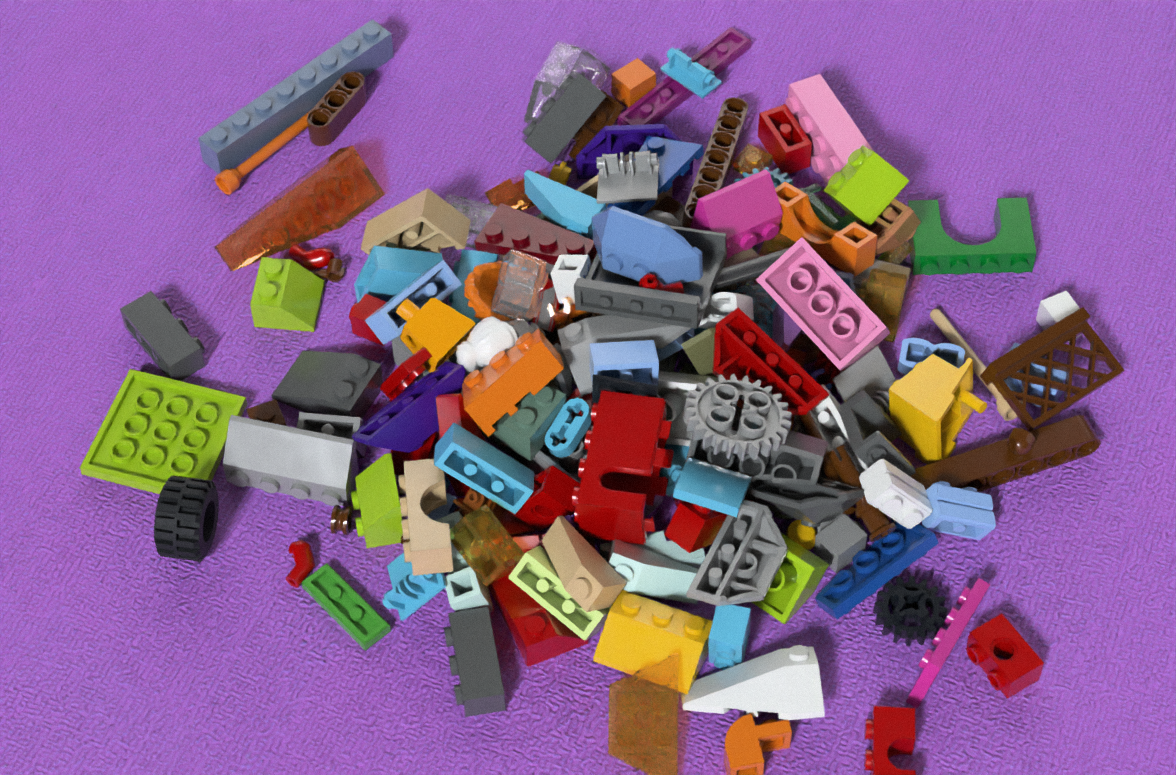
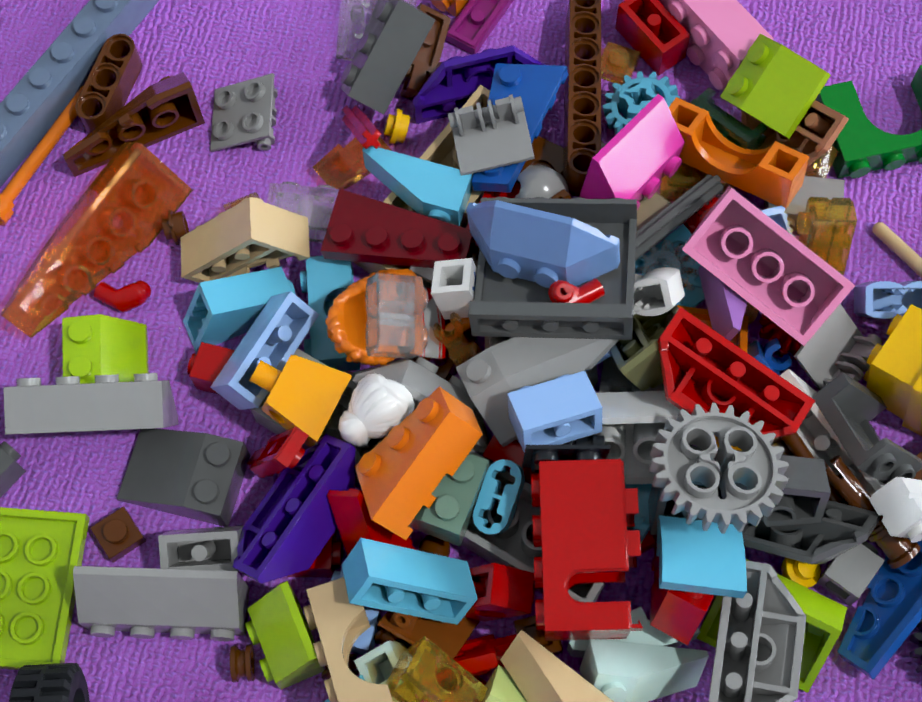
camera: 10 degrees left, 15 degrees up
(268, 319) = (89, 406): none -> light grey slope
(333, 272) = (155, 310): reddish brown hand -> none
(364, 214) = (175, 226): none -> reddish brown plate
(370, 134) = (147, 119): none -> reddish brown wedge
(440, 146) = (244, 114): none -> light grey hinge
(528, 162) = (361, 127): none -> axle

